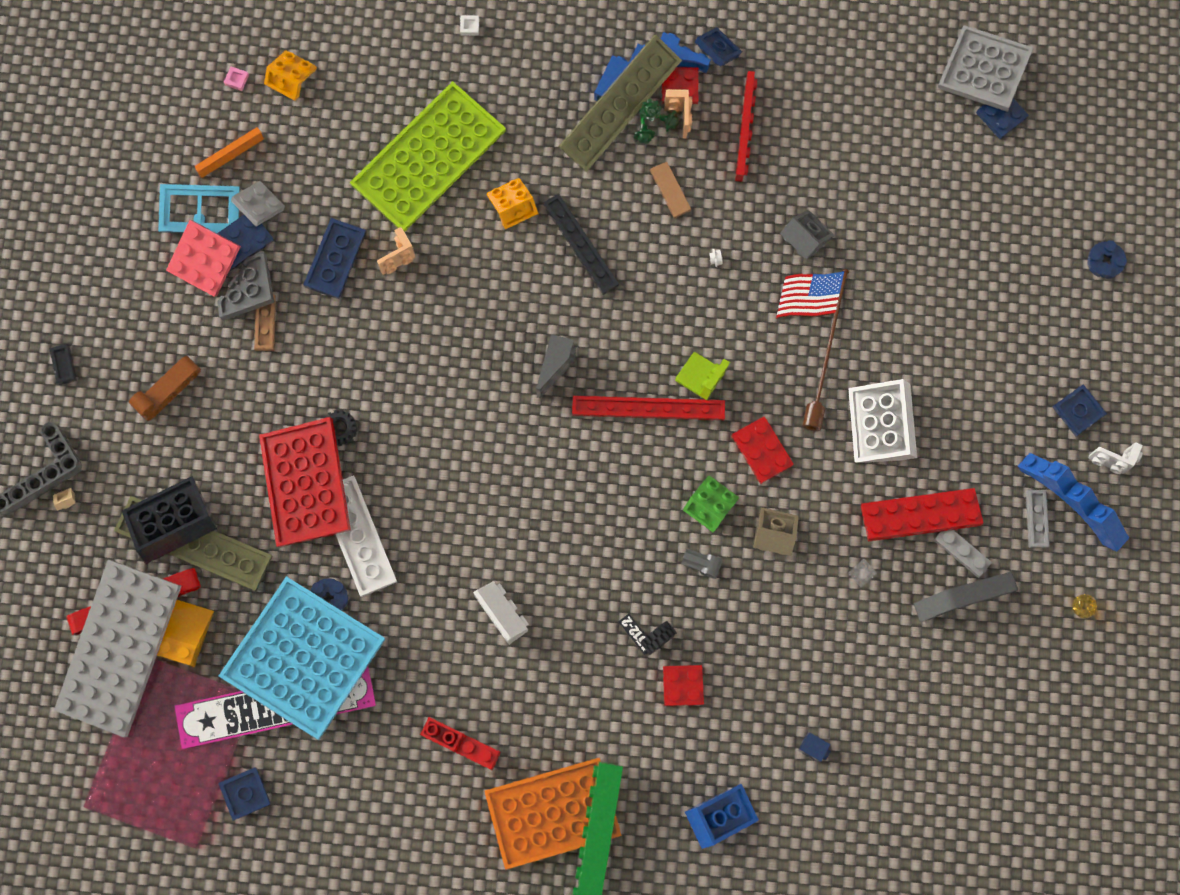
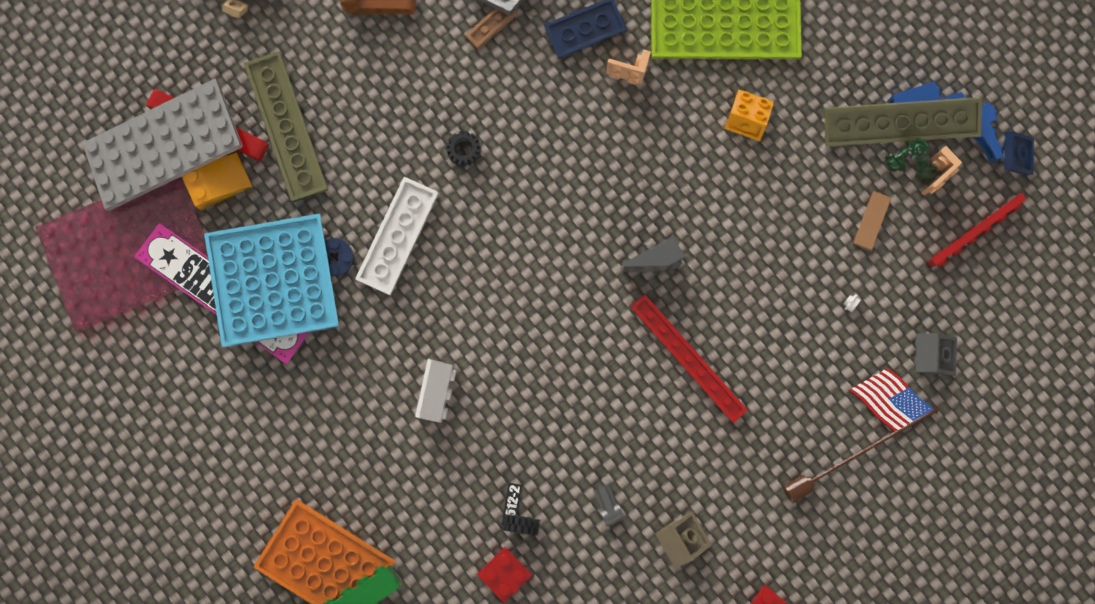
camera: 50 degrees right, 5 degrees up
(168, 520) = (284, 93): black slope -> none
(244, 793) = (143, 330): dark blue plate -> none
(304, 482) = (400, 162): red plate -> none
(460, 743) = (314, 450): red slope -> none
(580, 244) = (765, 193): black plate -> none
(683, 79) = (967, 151): red plate -> none
(701, 375) = (750, 375): lime bracket -> none
(710, 503) = (659, 471): bright green bracket -> none
(762, 450) = (736, 472): red plate -> none
(882, 422) = (843, 545): white slope -> none

